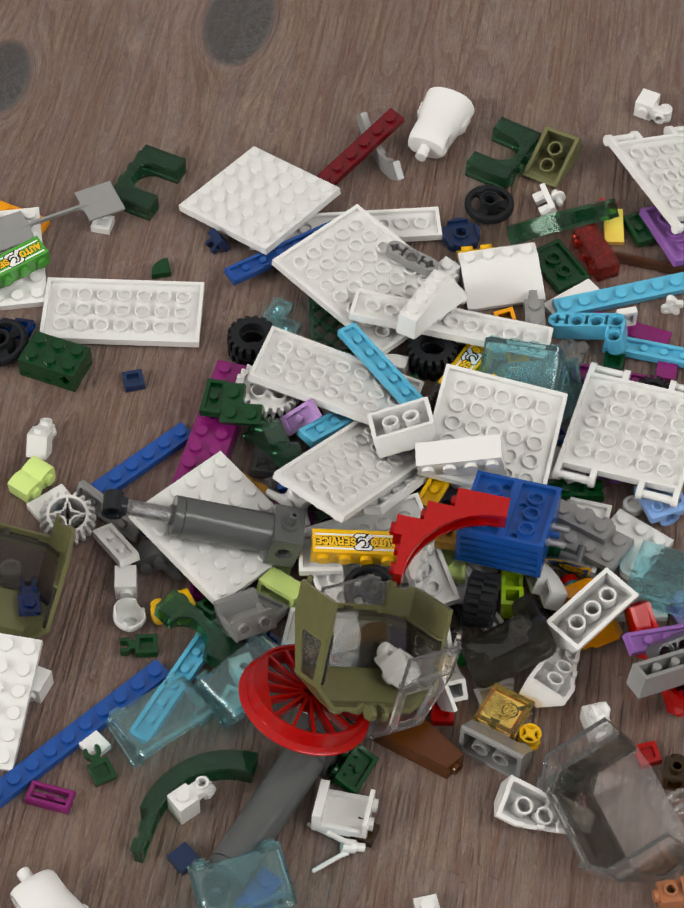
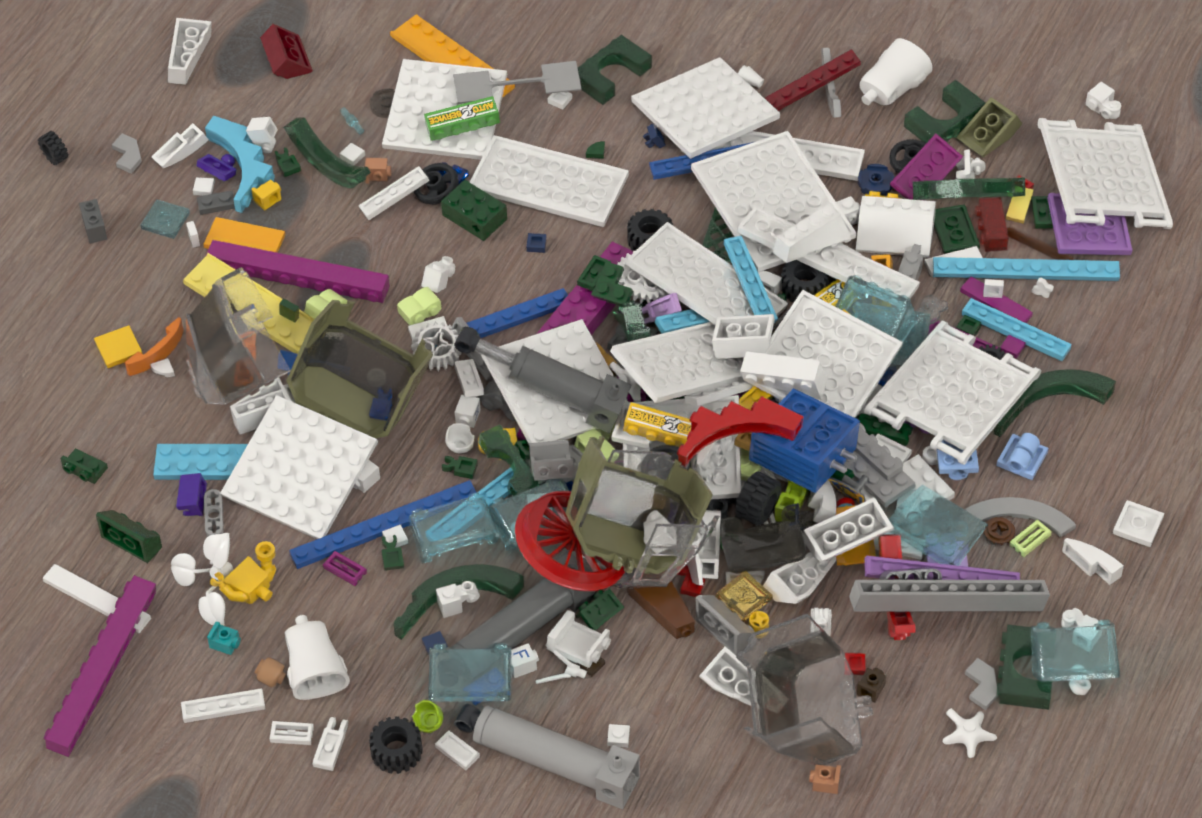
camera: 20 degrees right, 0 degrees up
(278, 313) = (681, 217): clear light blue plate -> none
(294, 158) = (751, 76): none -> white cone
(294, 849) = (523, 660): none -> white brick
(400, 252) = (814, 183): light grey beam -> none
(510, 206) = (930, 163): none -> magenta tile
(591, 326) = (969, 292): medium azure beam -> none

